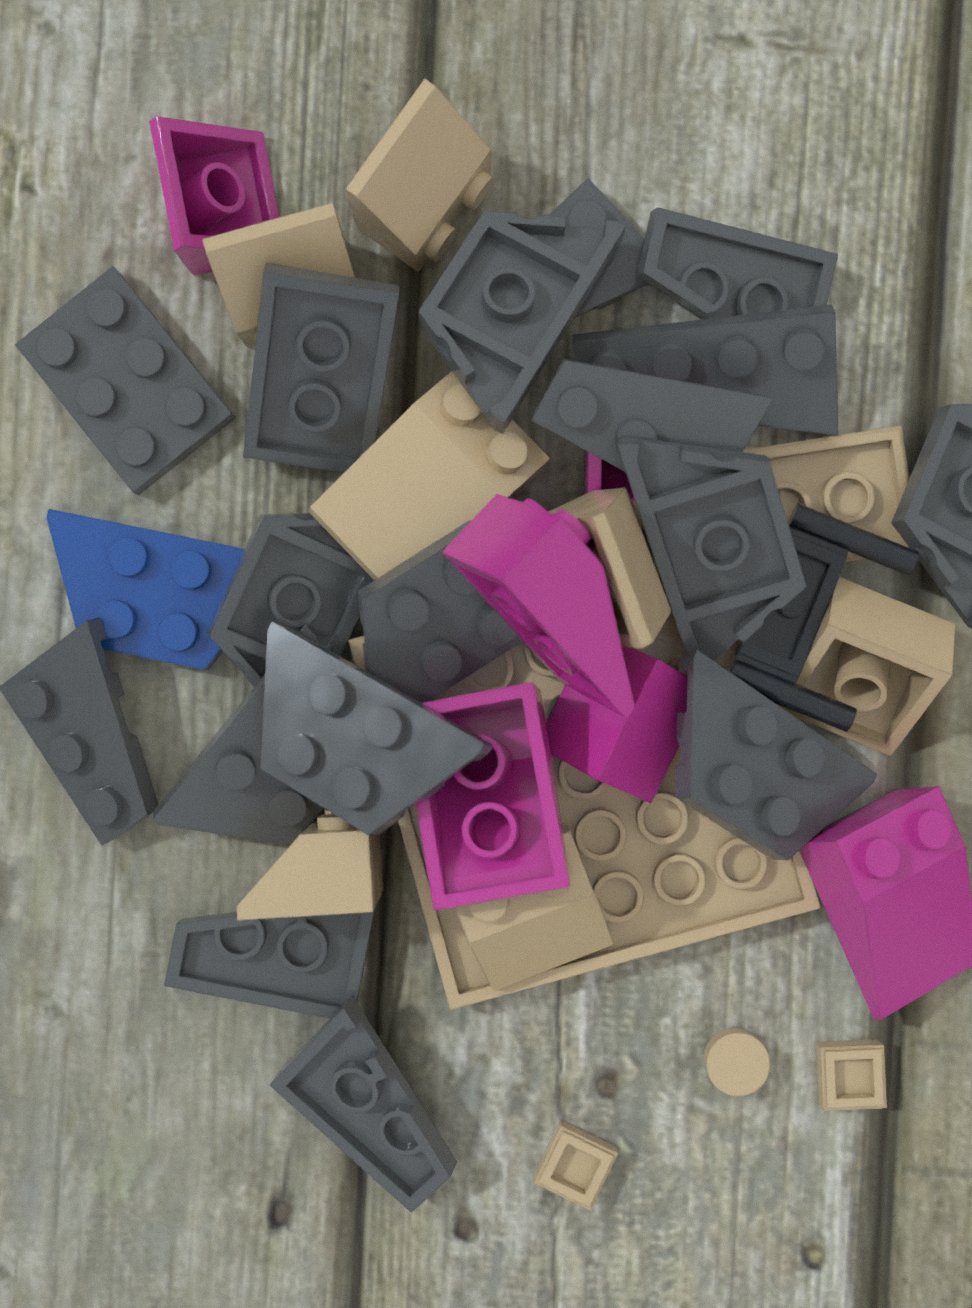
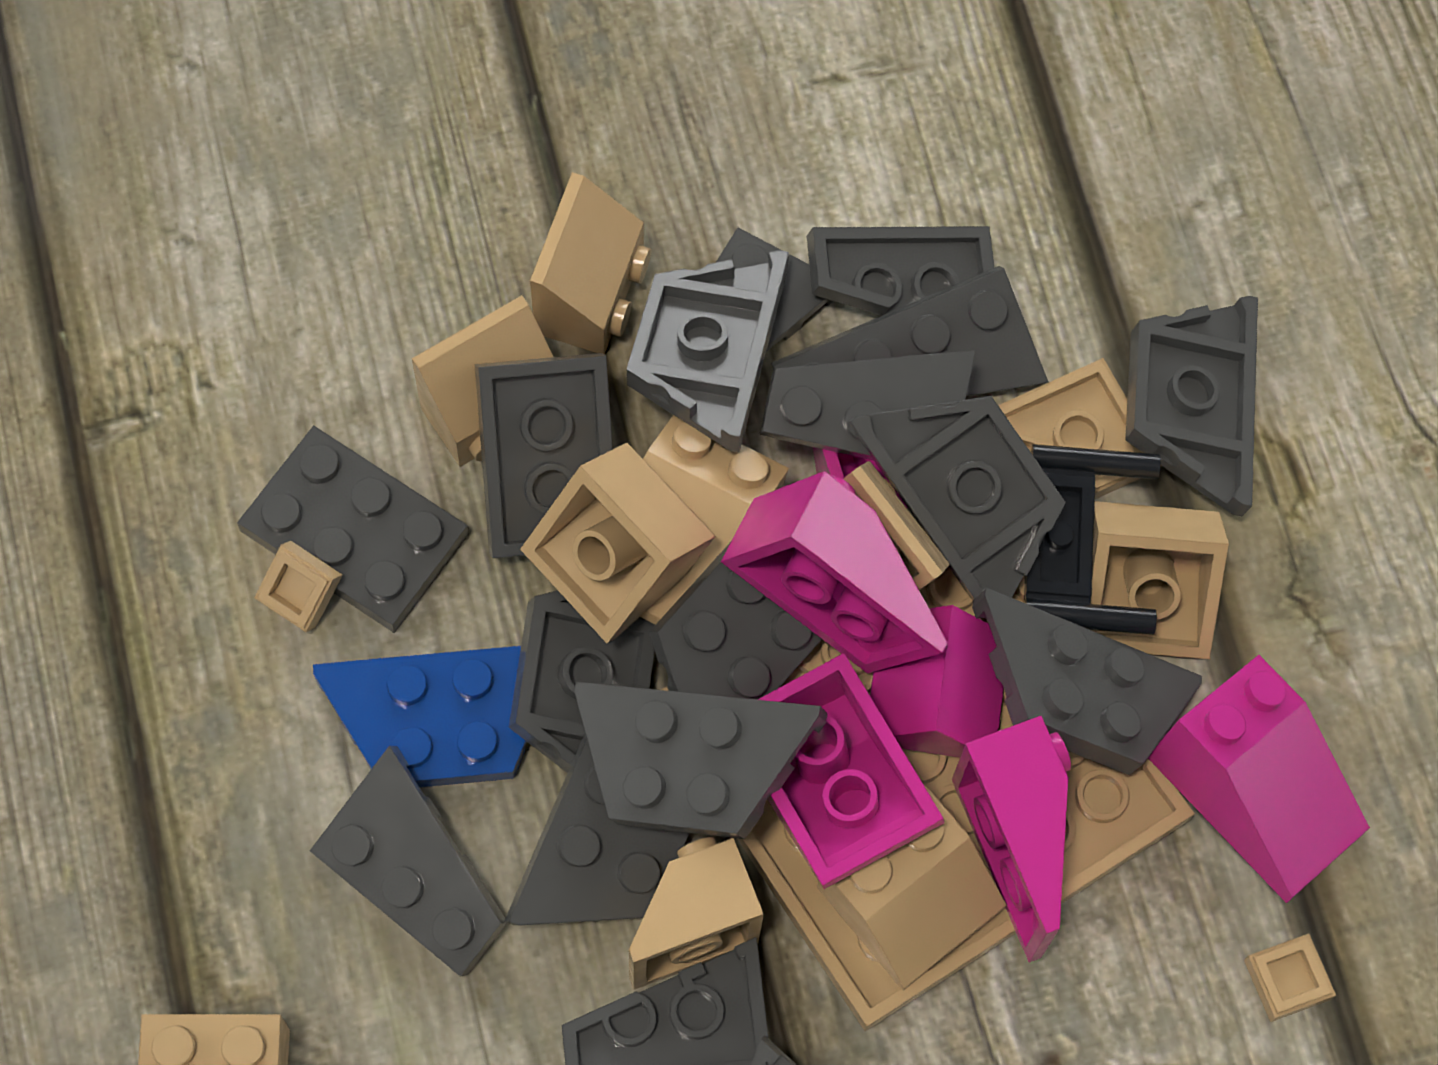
camera: 20 degrees left, 20 degrees down
(54, 426) = (298, 586): none -> tan tile
(211, 183) = (386, 325): dark pink slope -> none
(352, 491) = (616, 540): none -> tan slope
(654, 888) = (1017, 808): none -> dark pink slope
(736, 1061) = (1171, 998): tan tile -> none

